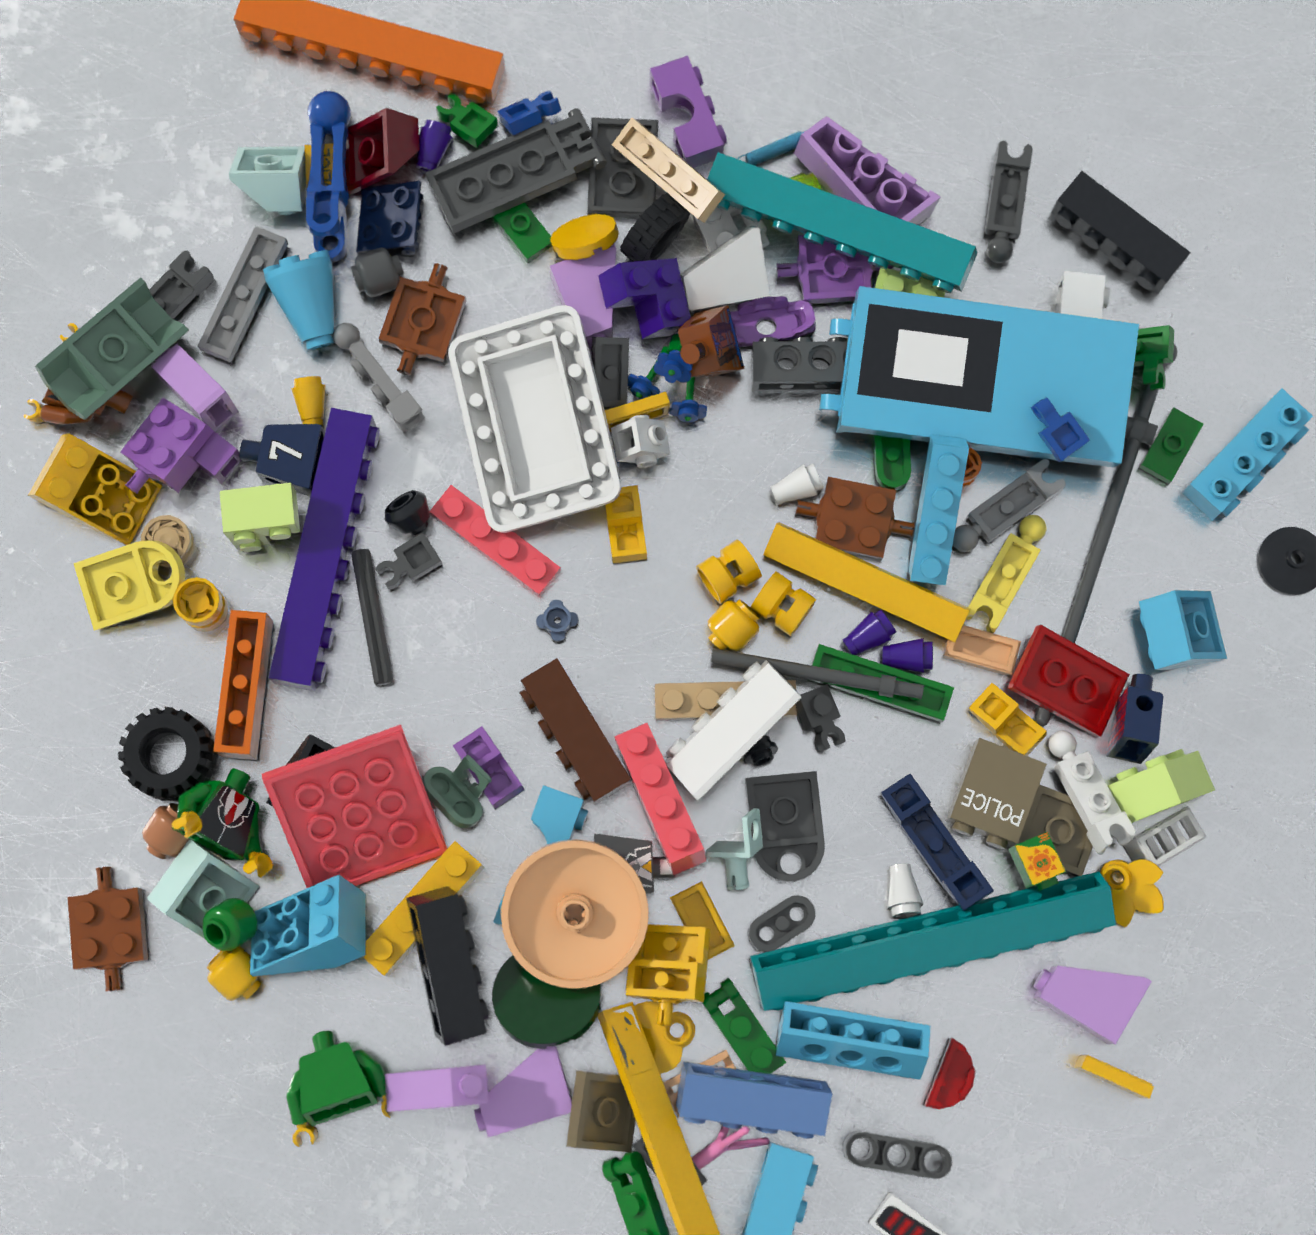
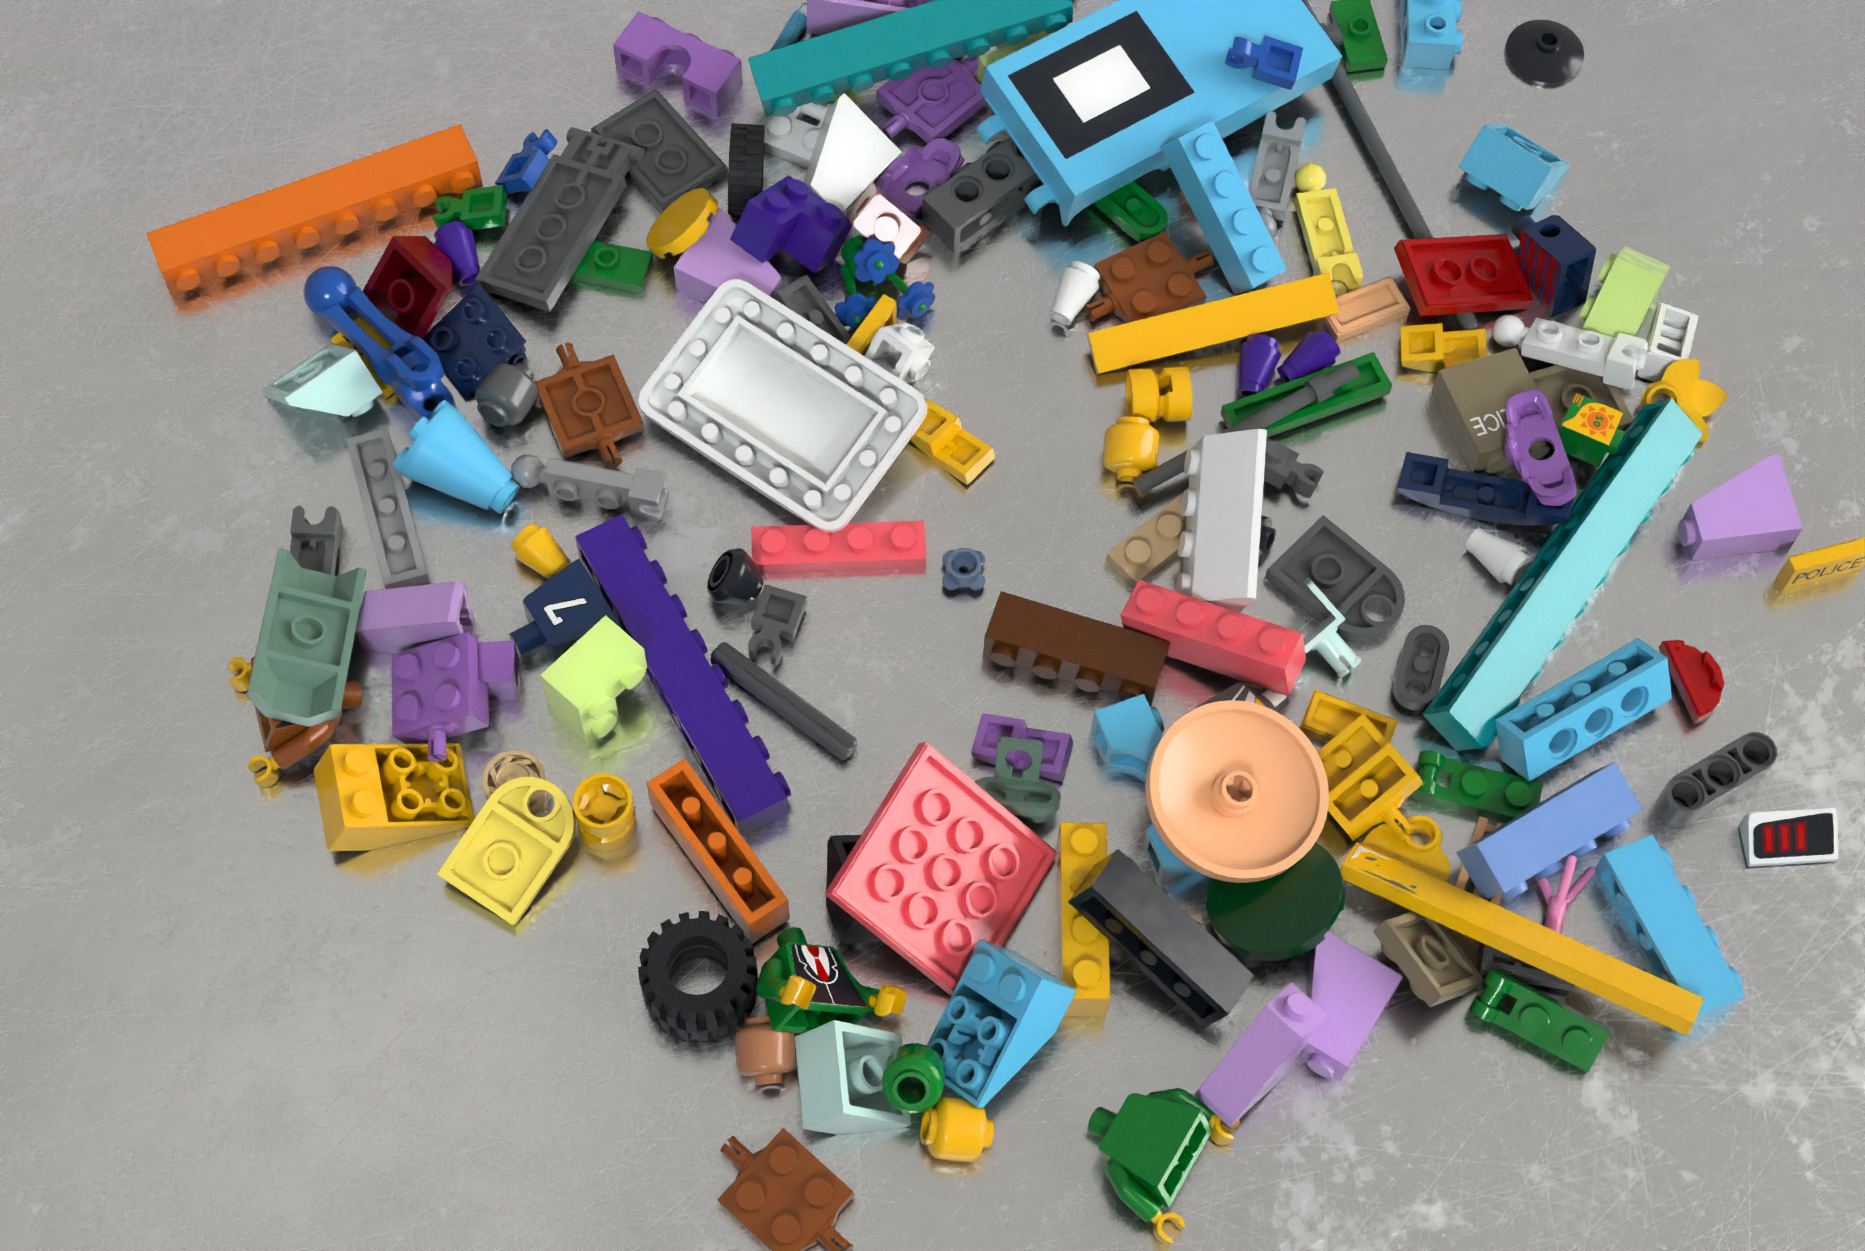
camera: 40 degrees left, 15 degrees down
(668, 170) = (712, 107): tan plate -> none
(718, 577) = (1083, 405): yellow wheel -> none
(999, 823) = (1531, 421): none -> medium lavender piece

